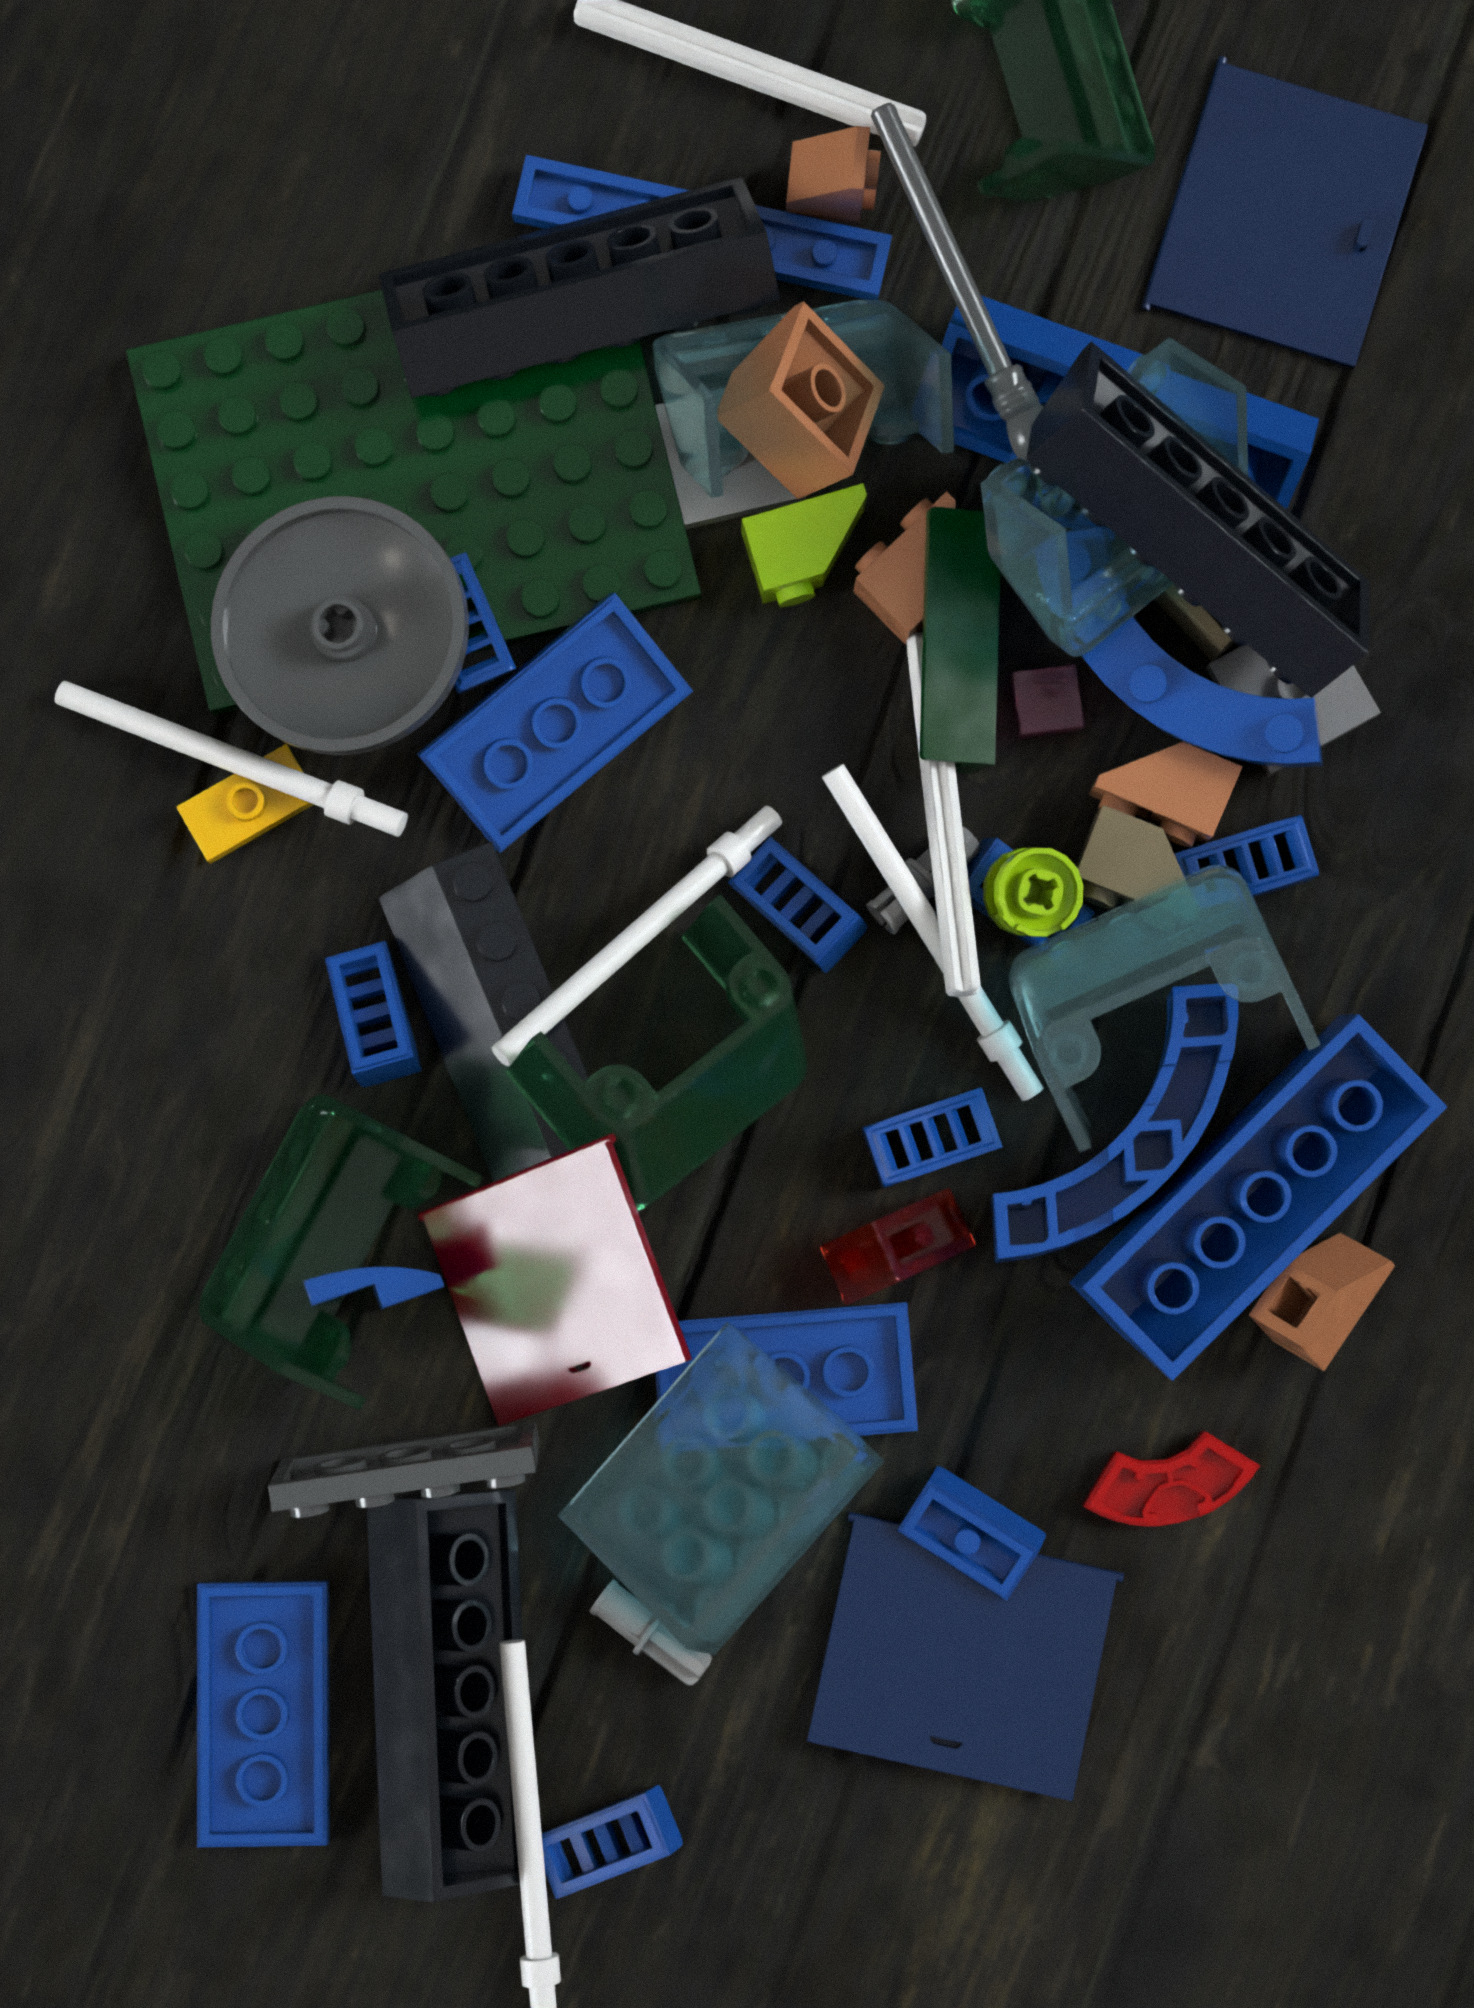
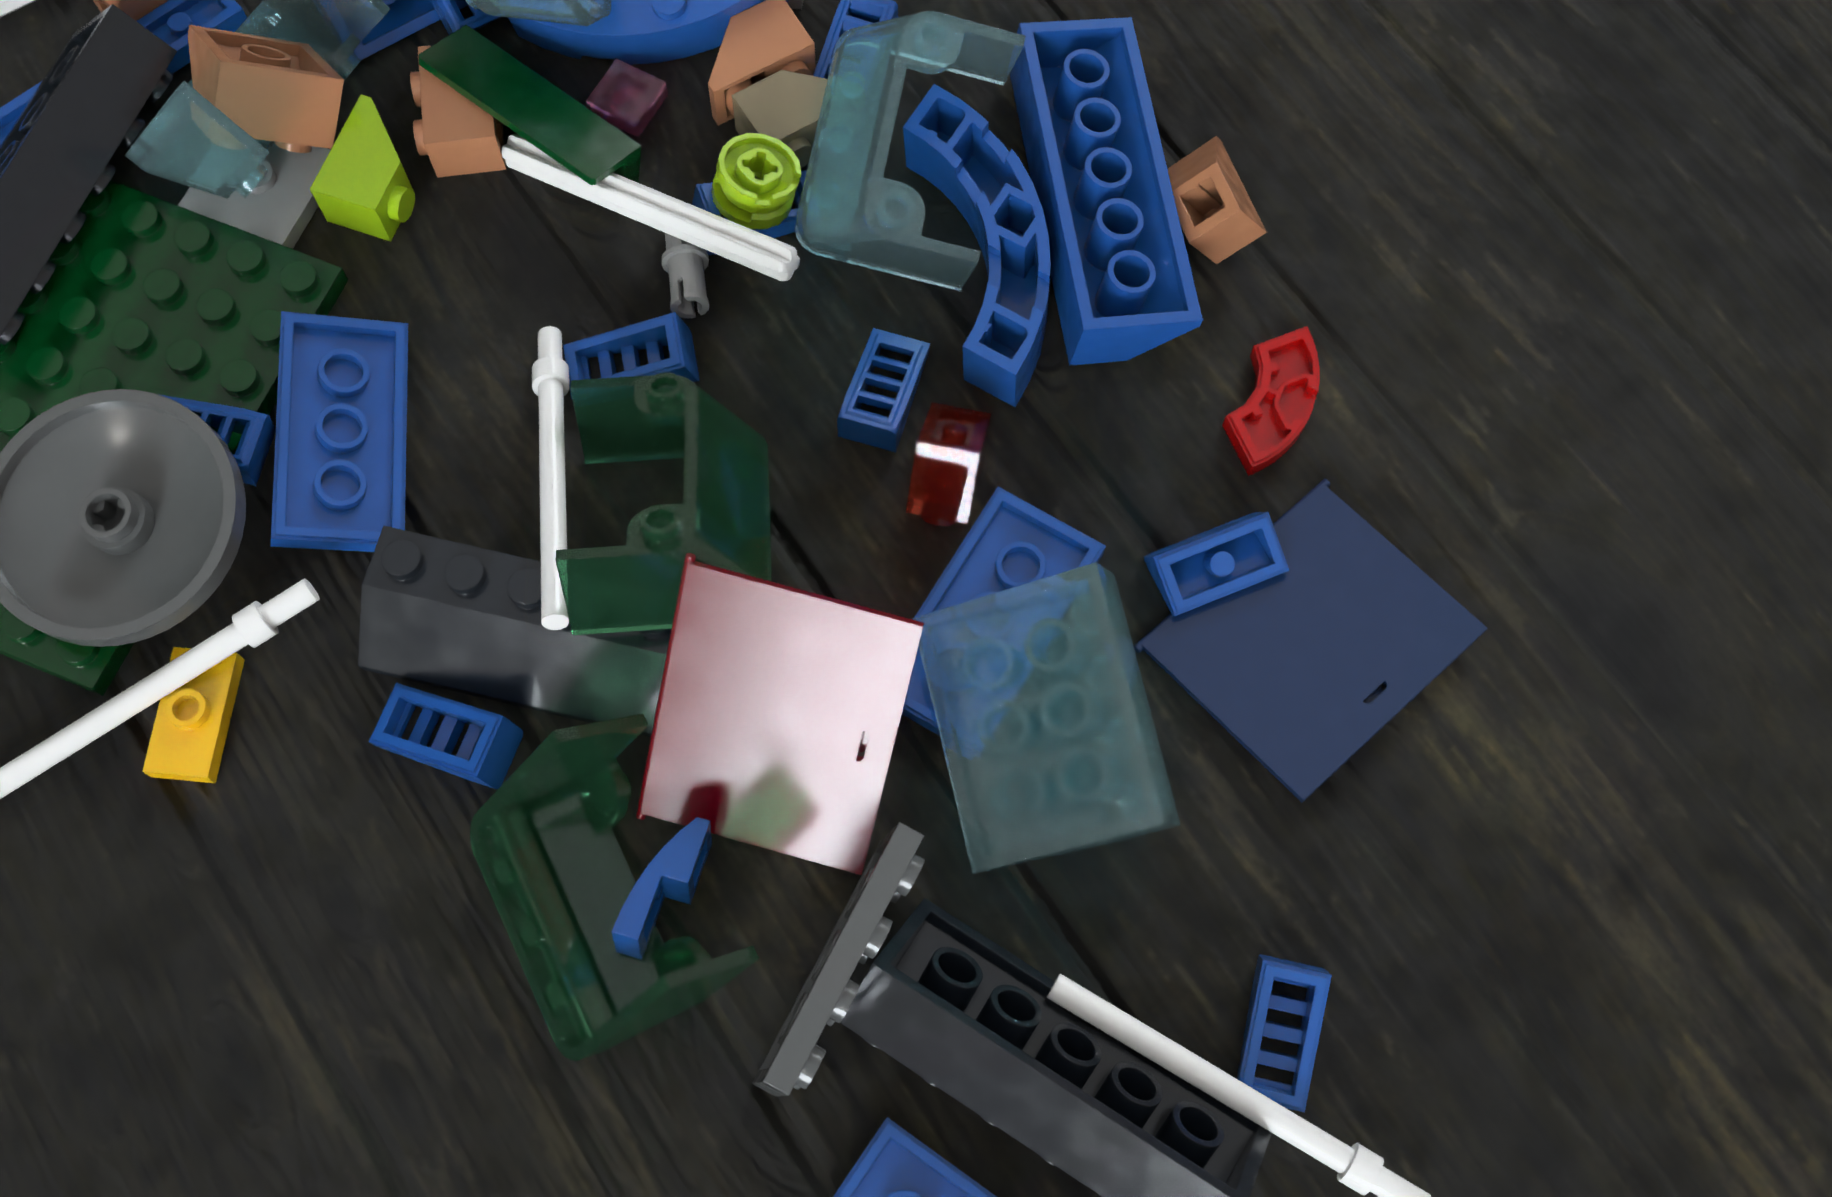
camera: 55 degrees left, 15 degrees down
(647, 1633) = (1126, 865): light grey axle -> none
(997, 1037) = (846, 288): white bar -> none

